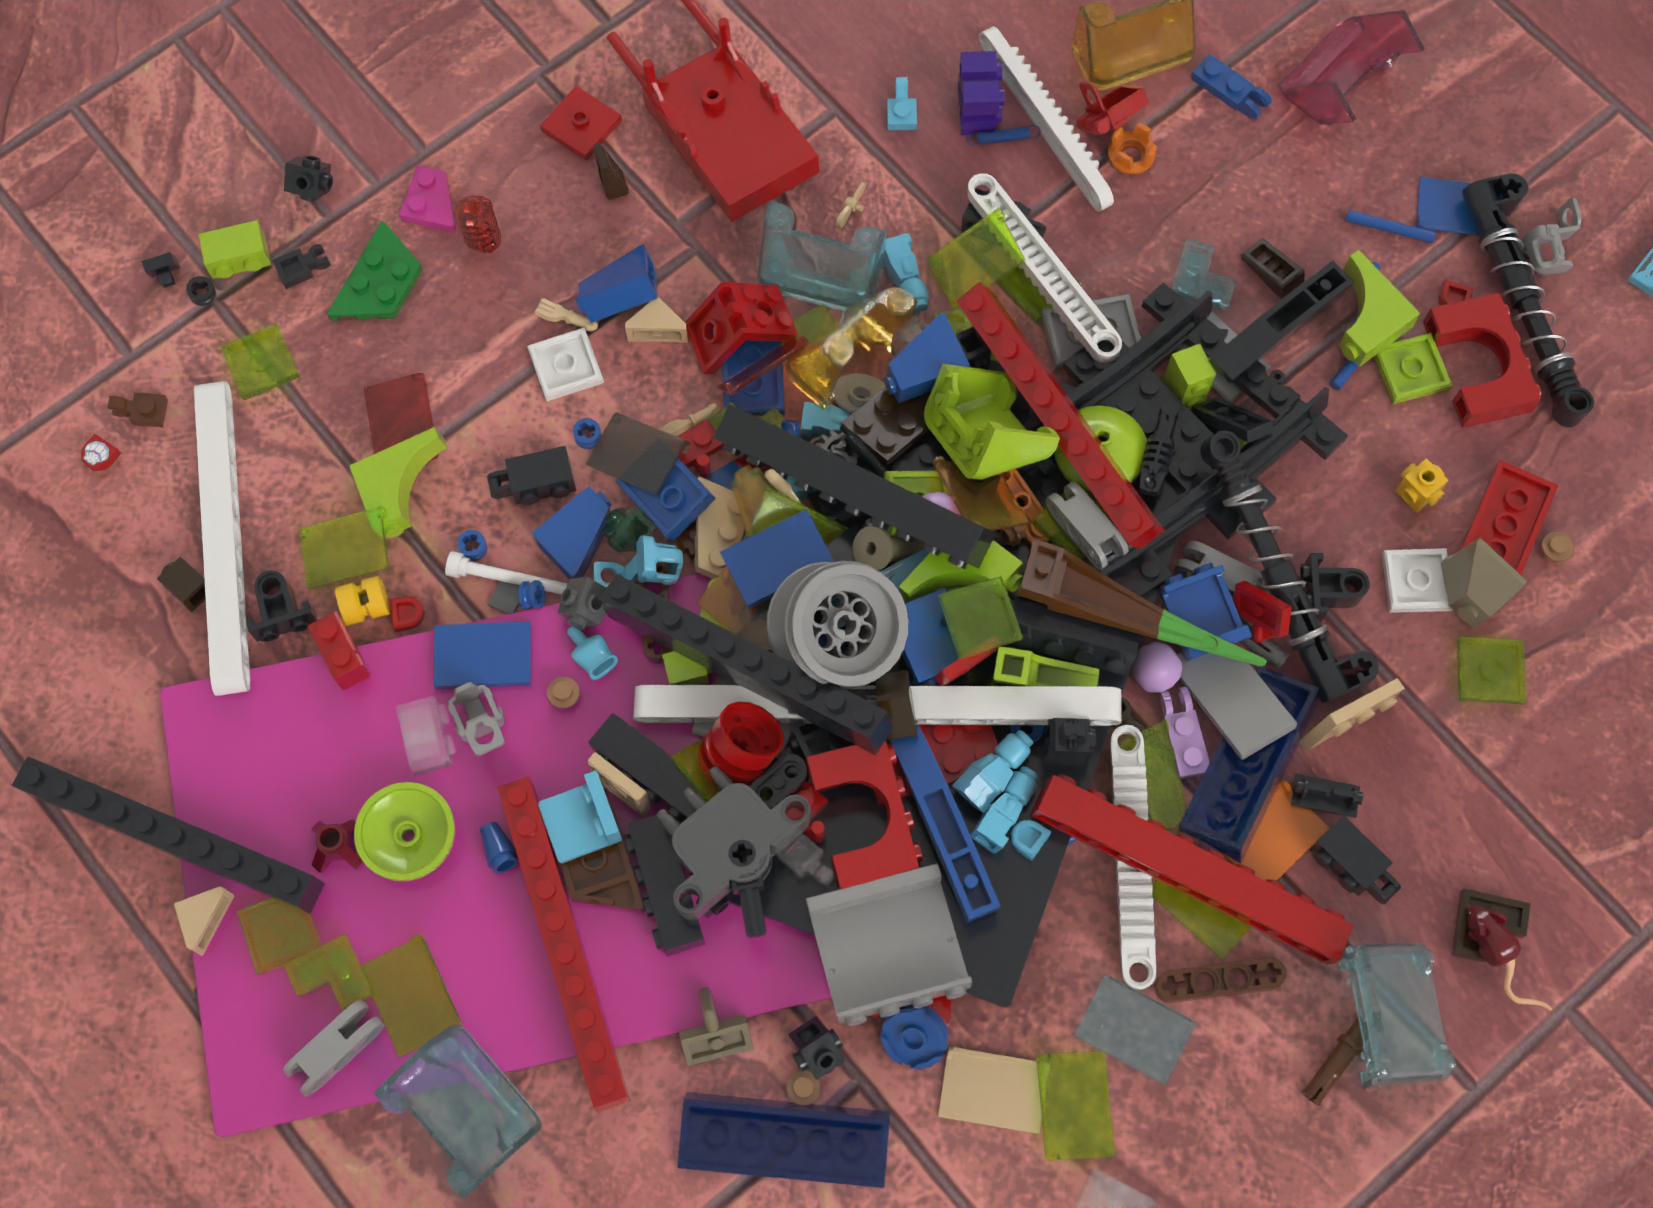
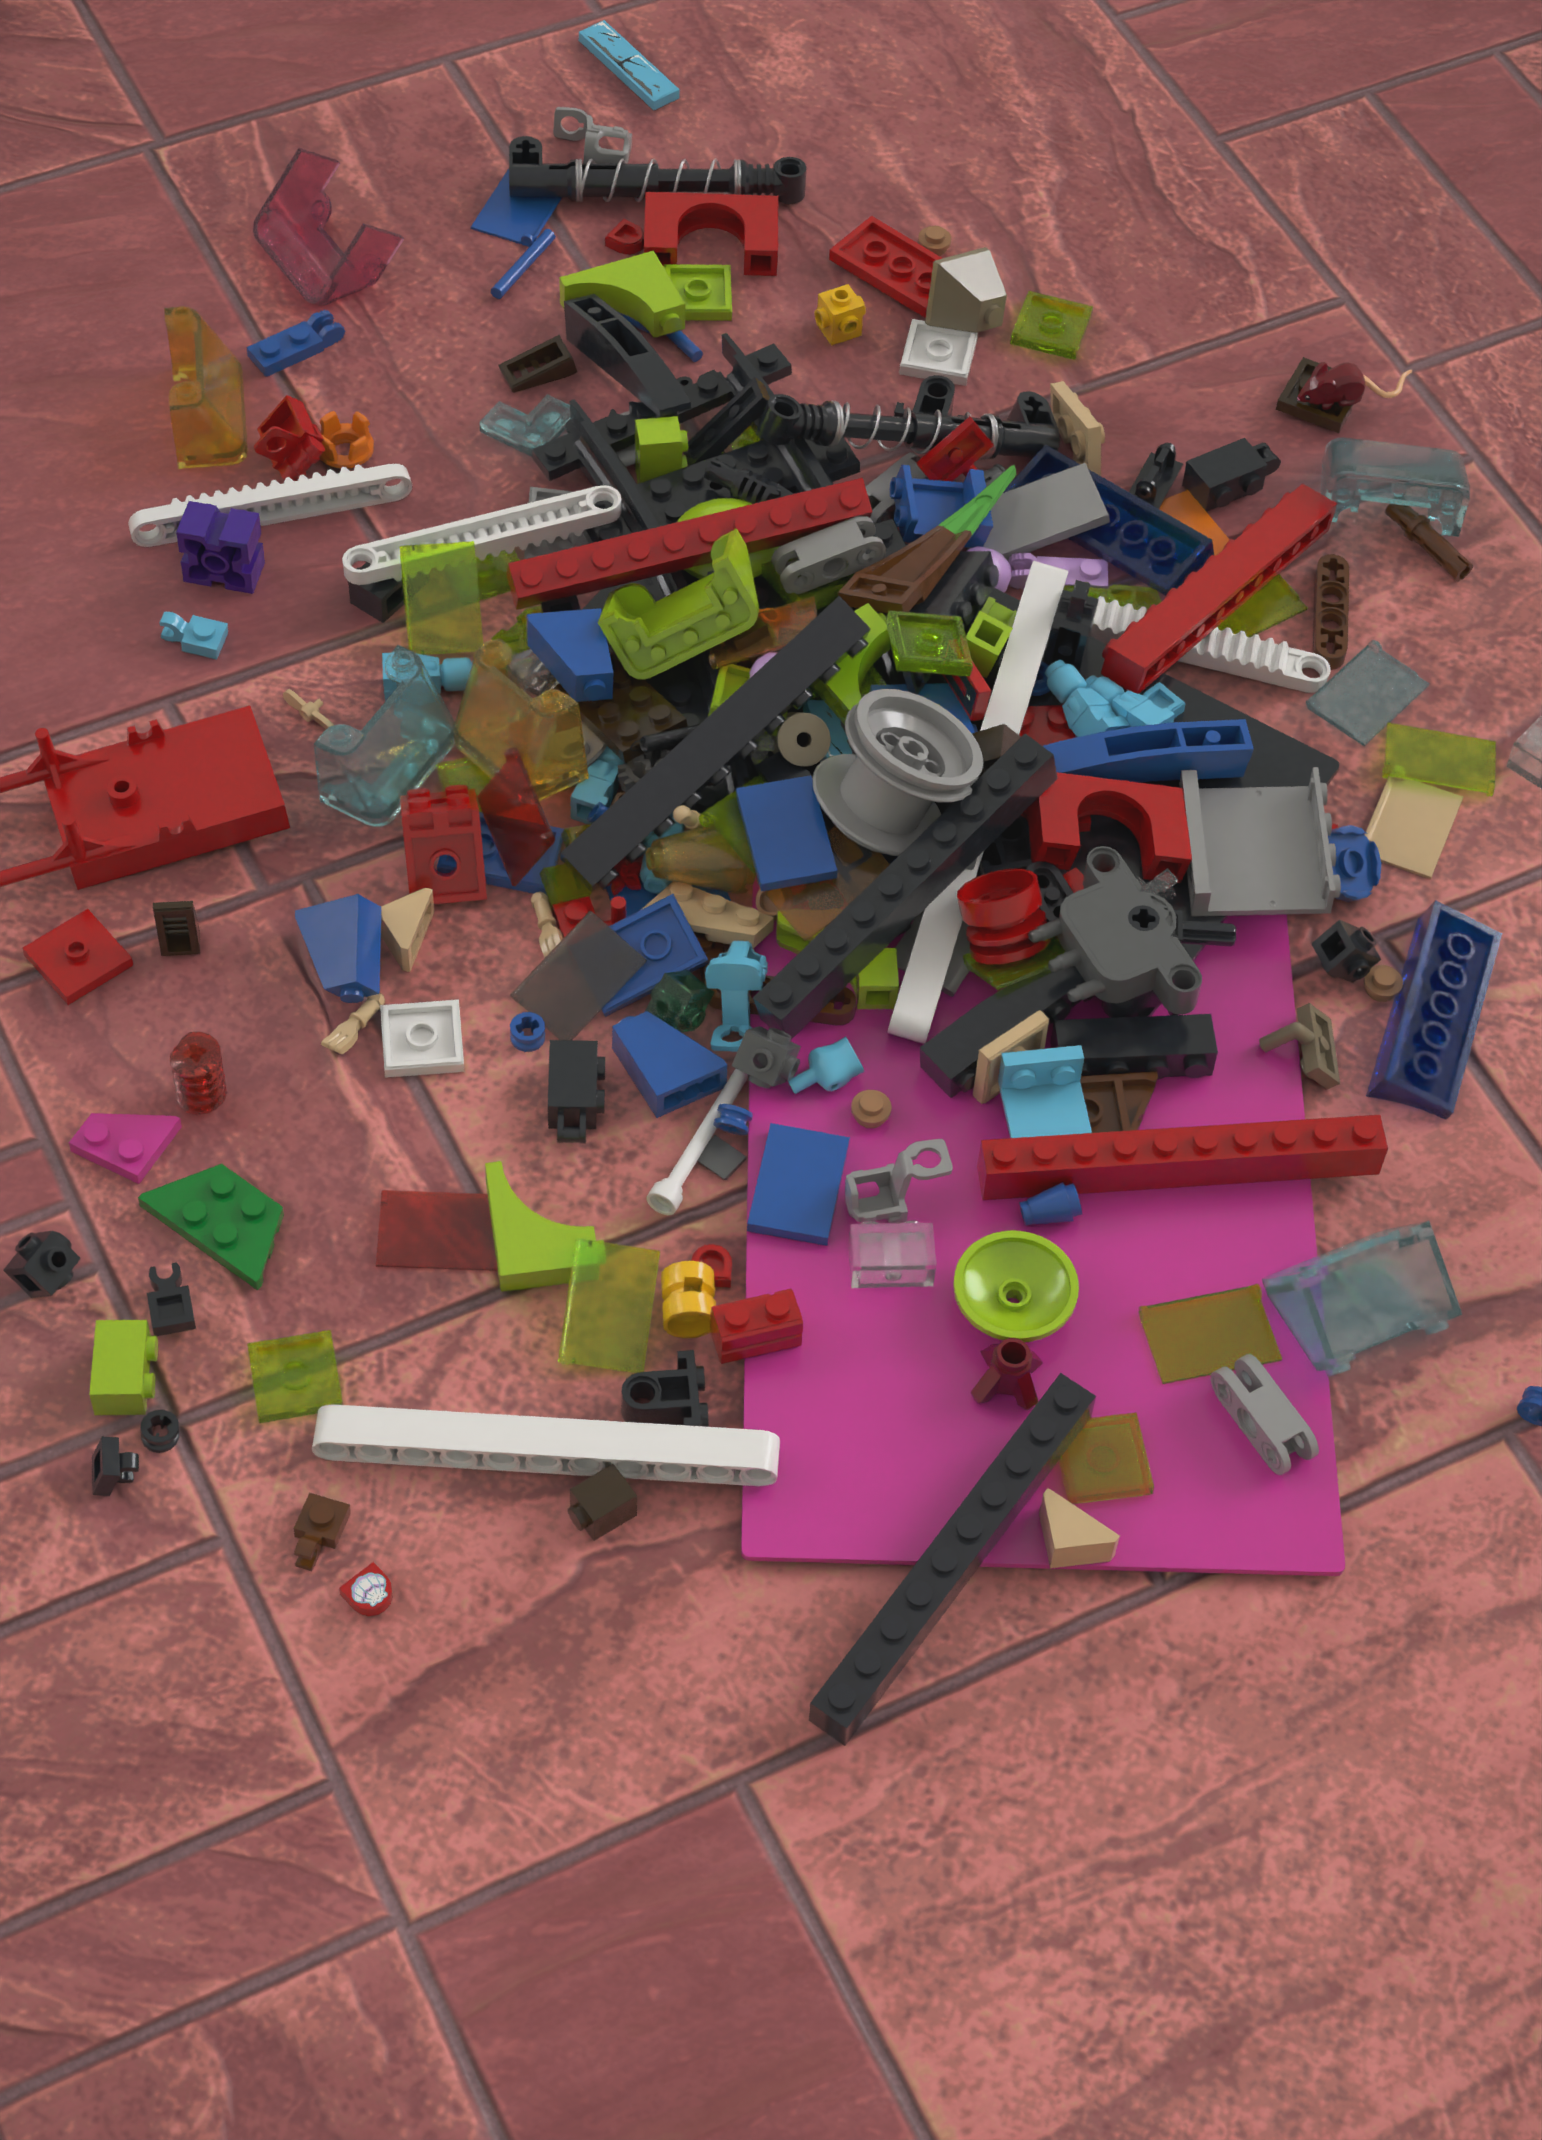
camera: 80 degrees left, 15 degrees down
(333, 964) = (1161, 1400): clear neon green plate -> none
(470, 535) = (640, 1168): blue bush -> none
(1003, 135) = (274, 552): blue piece -> none

